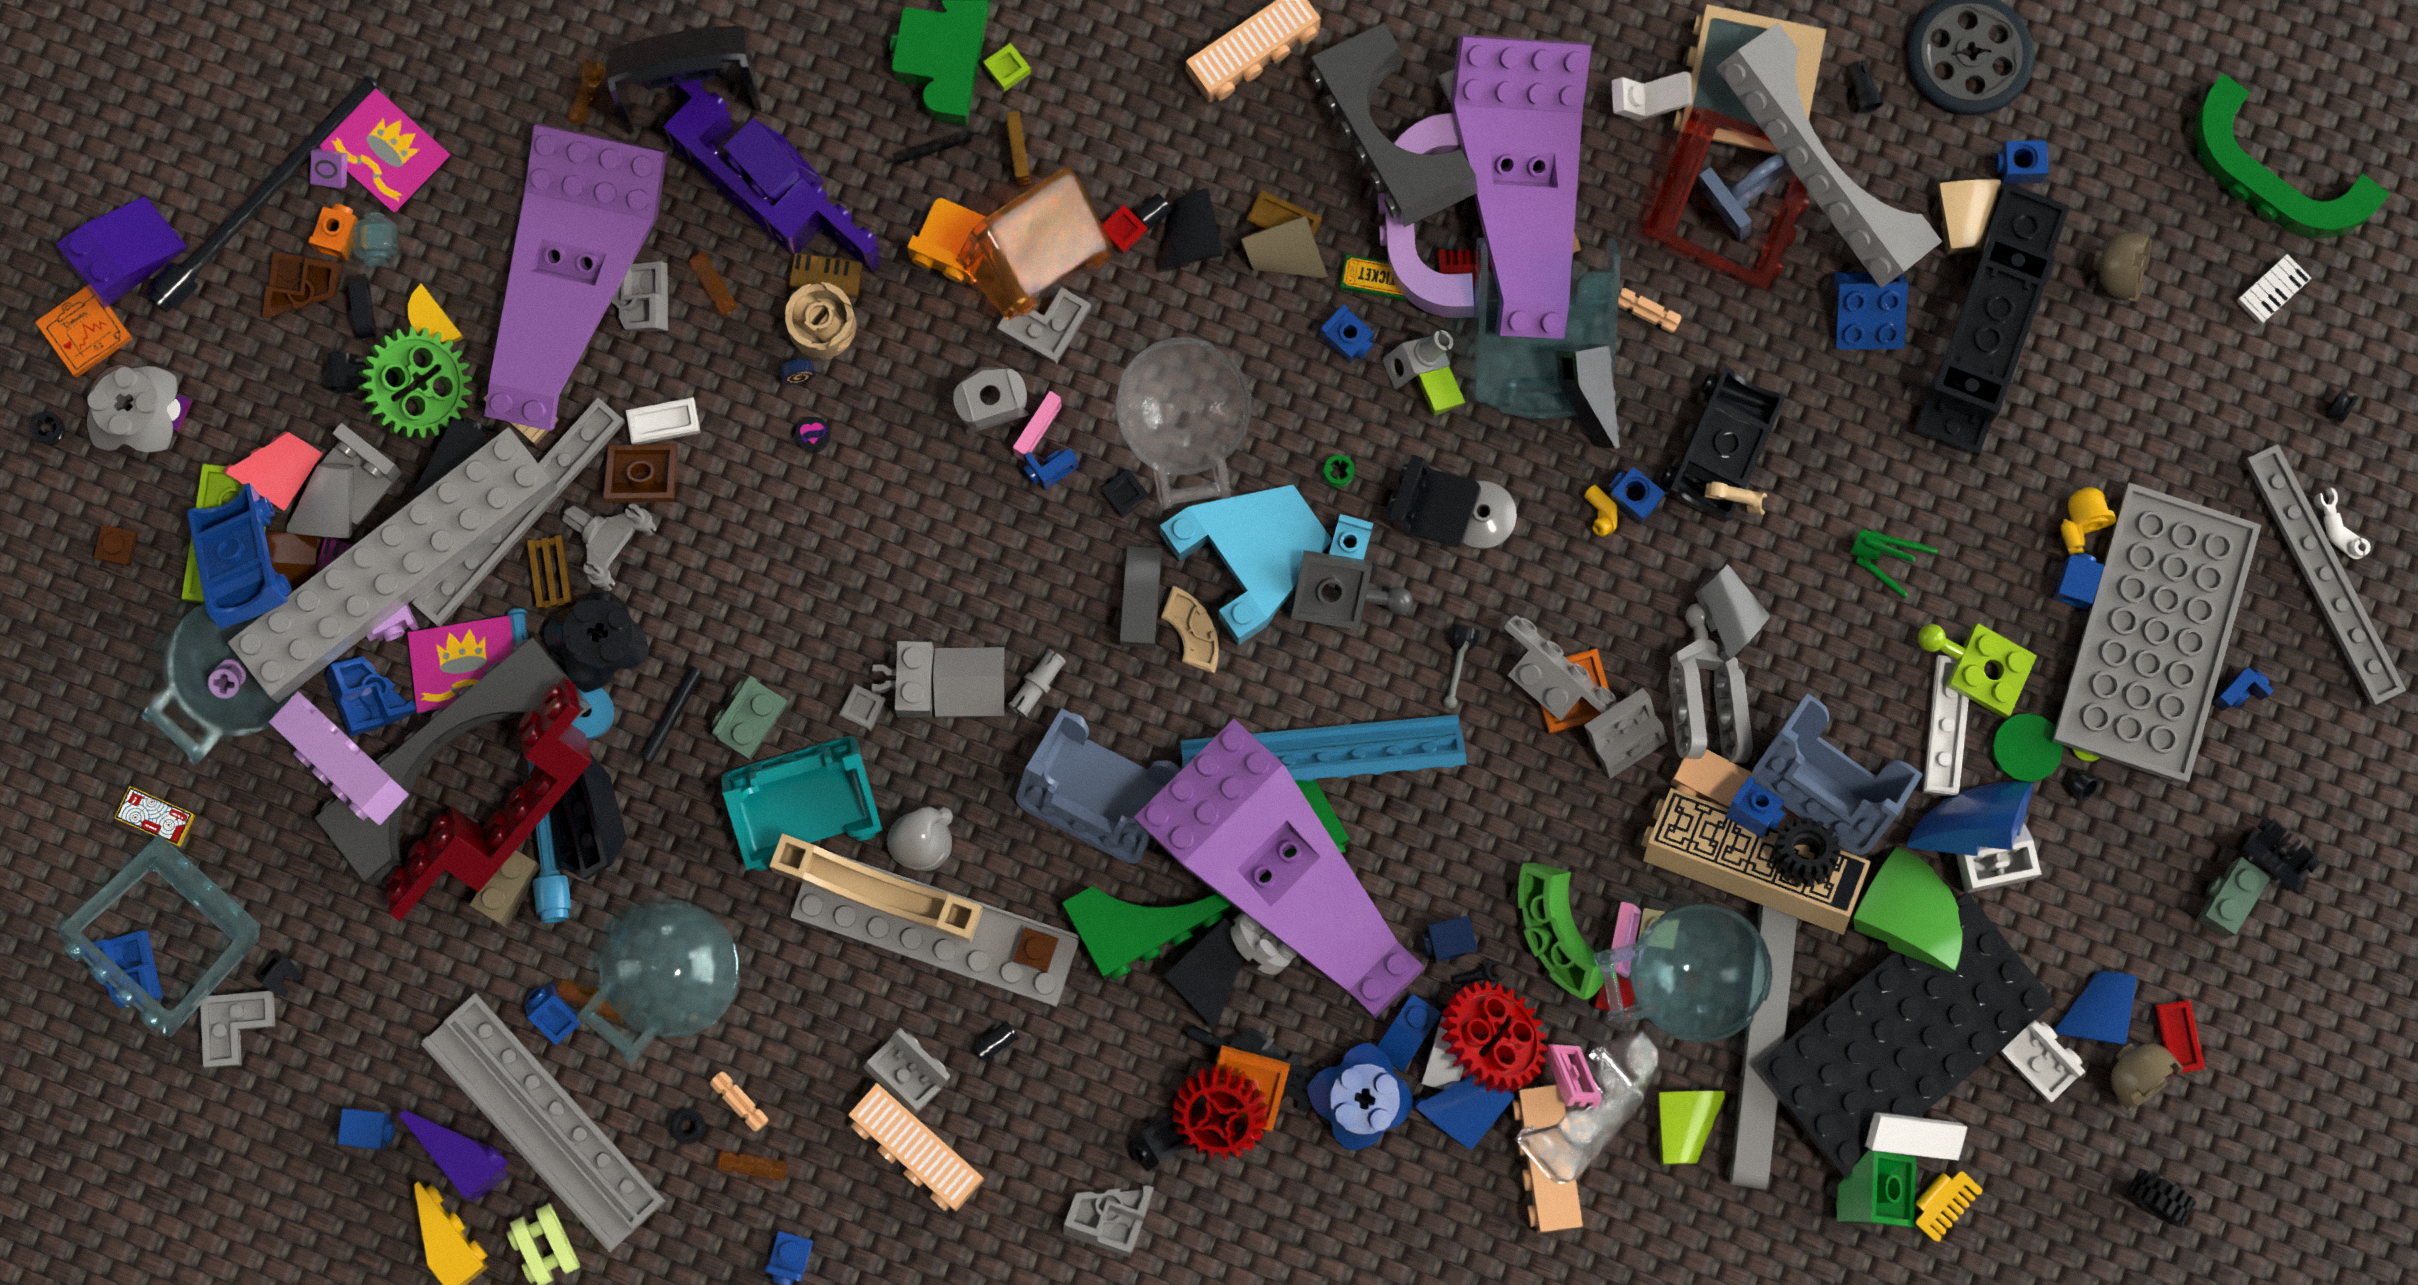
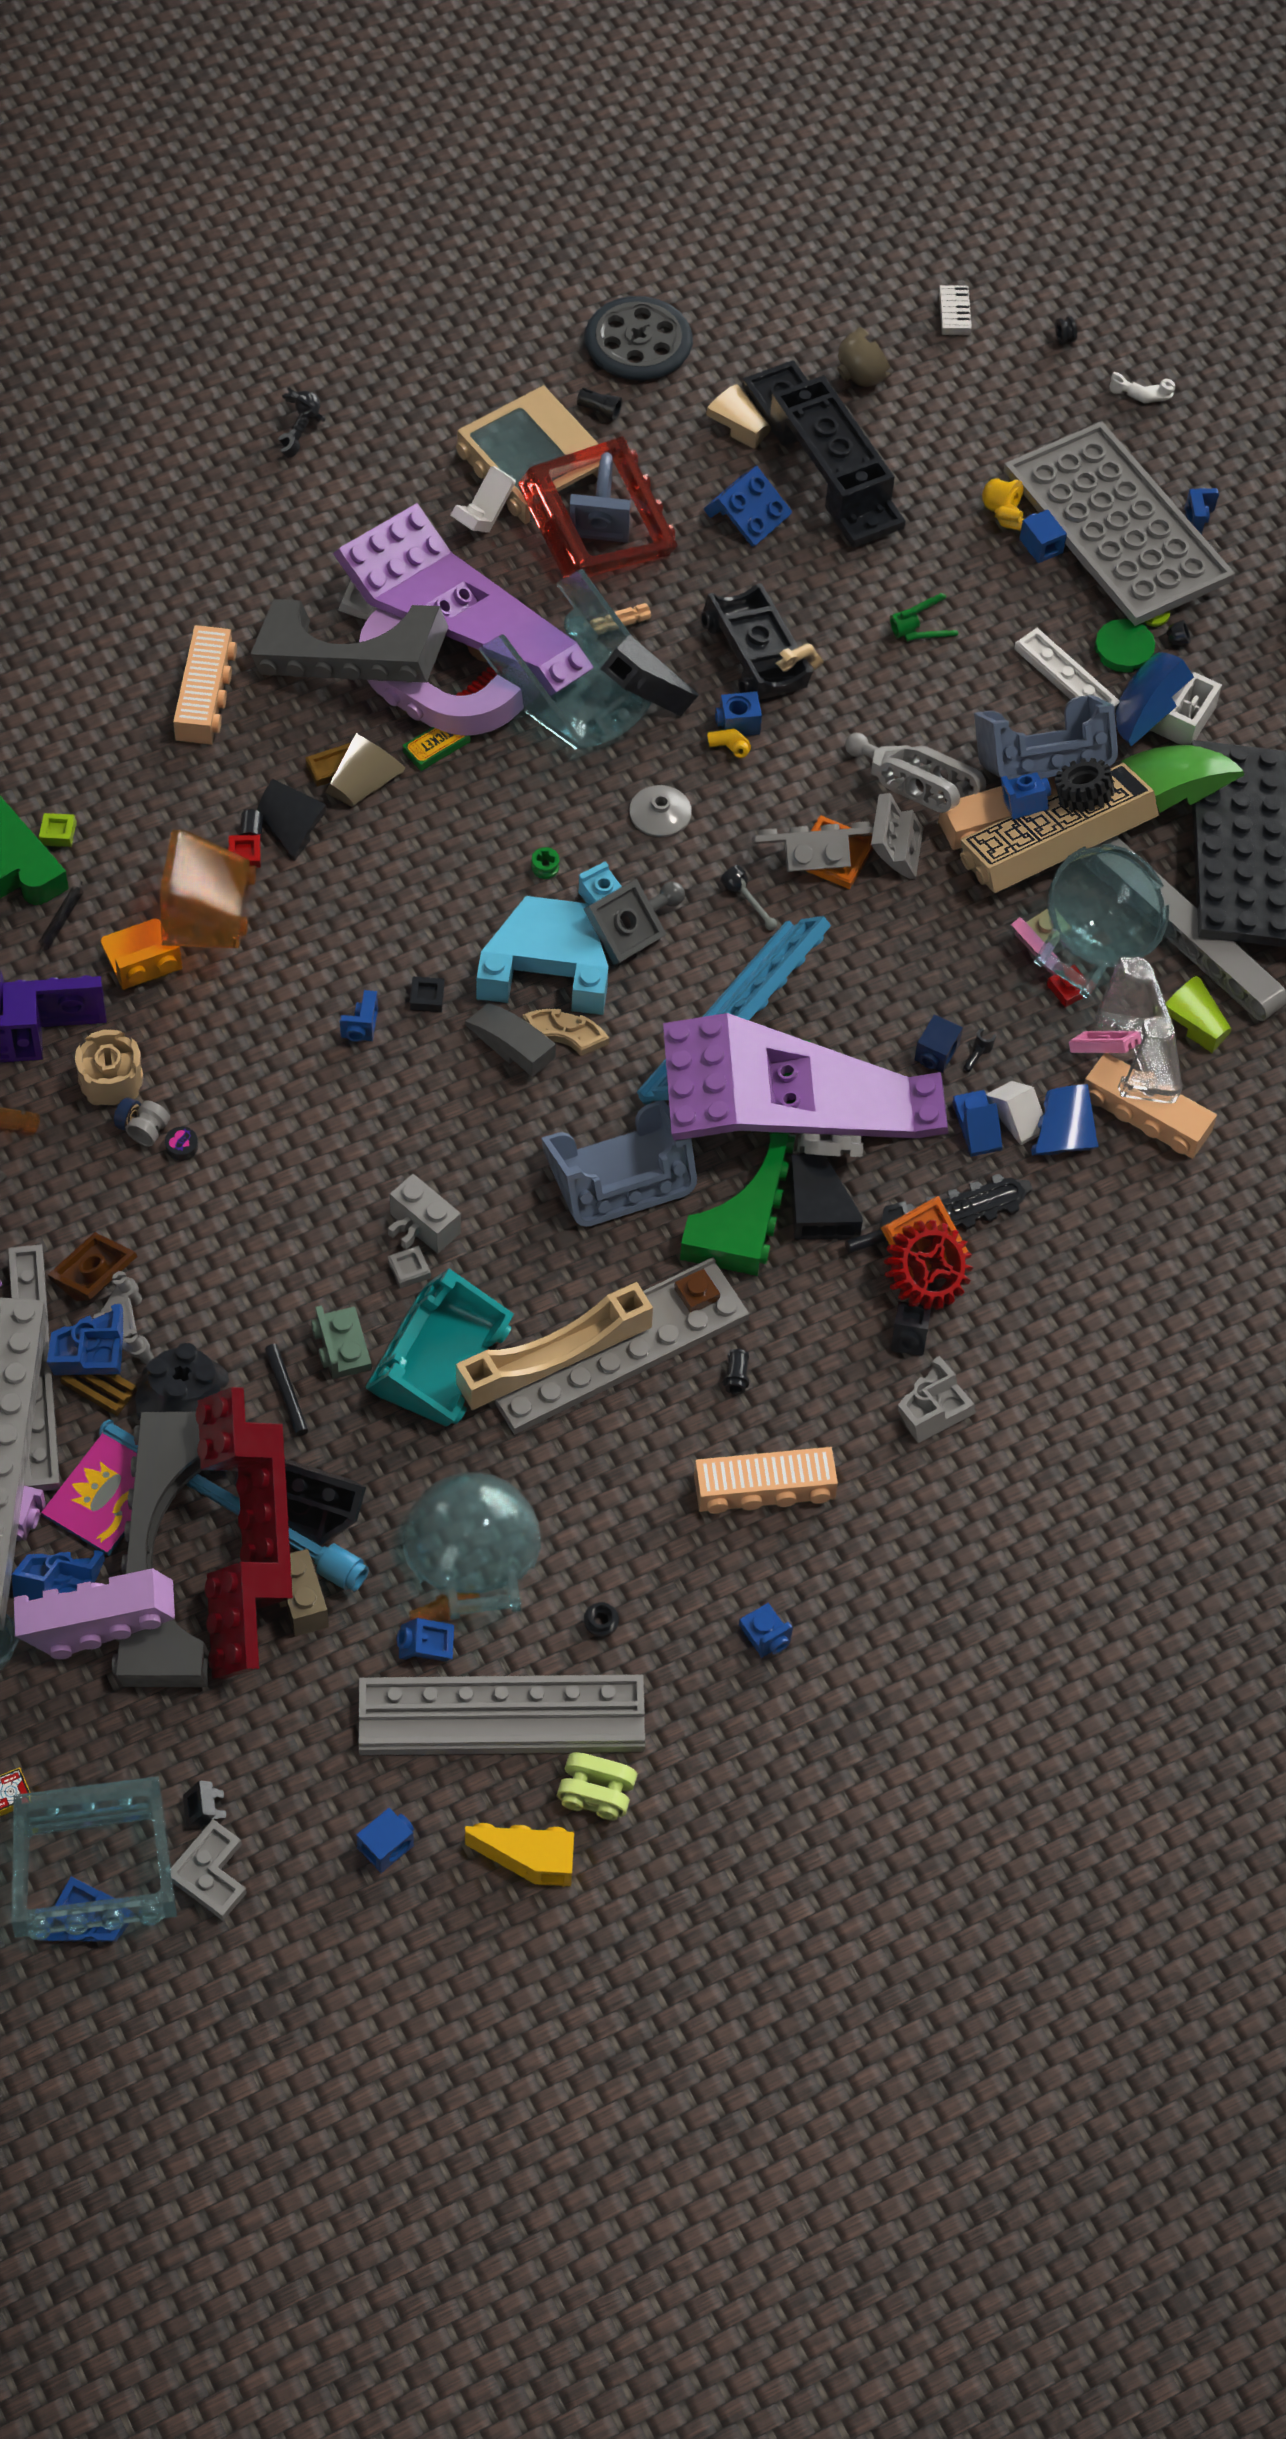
camera: 50 degrees left, 20 degrees down
(466, 1163) = (468, 1782): dark purple slope -> none
(565, 539) = (88, 1346): none -> blue slope
(663, 421) = (69, 1227): white tile -> none
(739, 1101) = (616, 1571): light nougat axle -> none
(752, 1166) = (673, 1600): clear orange axle -> none
(801, 395) = (148, 1122): none -> light grey wheel
(818, 269) = (62, 1052): pearl gold tile -> none
(907, 1071) = (702, 1437): light grey bracket -> none
(921, 838) = (542, 1302): light grey piece -> none
(969, 682) = (467, 1183): light grey slope -> none
(982, 416) = (285, 1016): light grey piece -> none
(1018, 148) = (121, 865): pearl gold tile -> none
(1037, 425) = (325, 1003): bright pink tile -> none
(1037, 683) = (505, 1146): light grey pin -> none
(1049, 333) = (266, 949): light grey plate -> none
(1183, 414) = (417, 902): clear windscreen -> none
(1334, 1093) = (983, 1187): blue brick -> none
(1348, 348) = (459, 785): blue brick -> none
(1419, 357) = (519, 754): light grey bracket -> none
(1433, 503) = (627, 823): black bracket -> none
(1440, 390) = (539, 764): lime slope -> none
(1513, 1053) = (1034, 1063): red gear -> none
(1552, 932) = (993, 986): bright green brick -> none
(1730, 610) = (871, 720): dark grey slope -> none
(1766, 84) = (702, 450): light grey arch -> none
(1968, 672) = (1050, 621): lime plate -> none
(2033, 152) = (739, 360): blue brick -> none
(2262, 188) = (882, 264): green arch -> none
(2325, 575) = (1166, 417): light grey plate -> none

